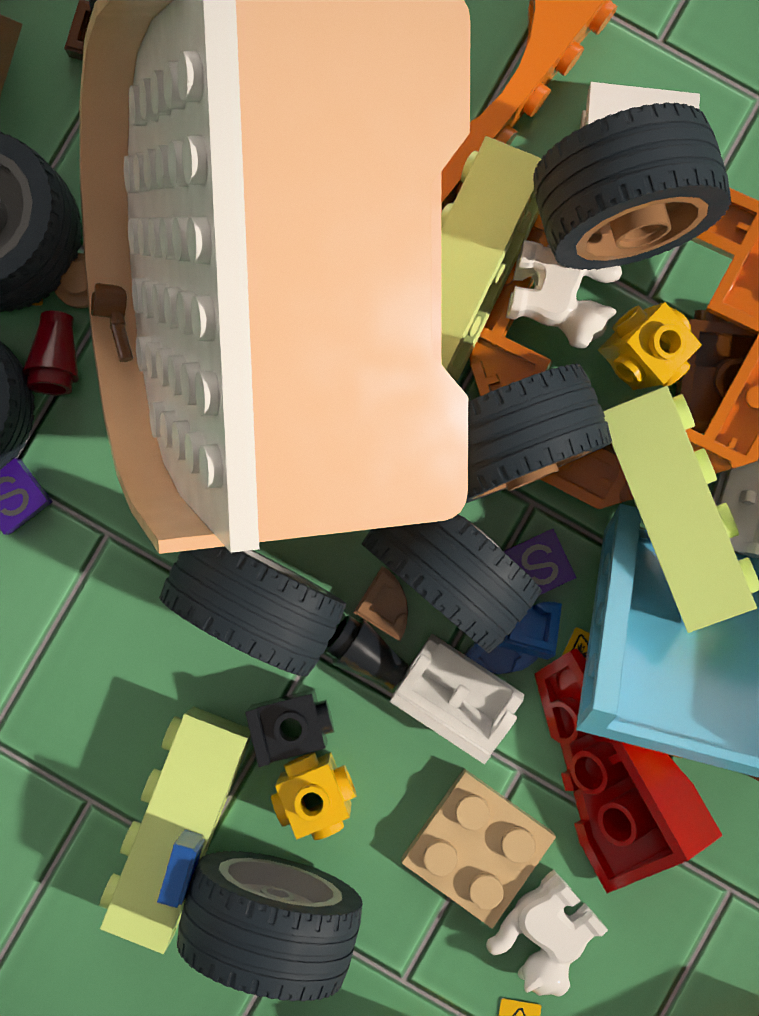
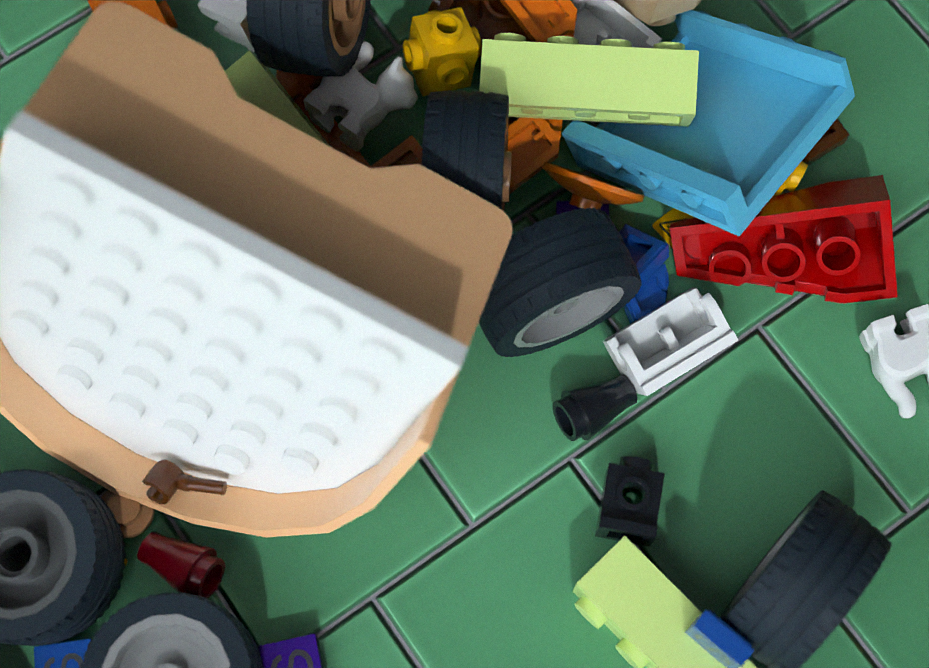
camera: 65 degrees left, 15 degrees down
(254, 606) = (499, 463): black wheel -> none
(317, 776) = (695, 522): yellow brick -> none
(385, 604) = (557, 372): medium nougat tile -> none
(478, 848) = (812, 390): tan plate -> none
(577, 556) = (590, 191): none -> orange dish

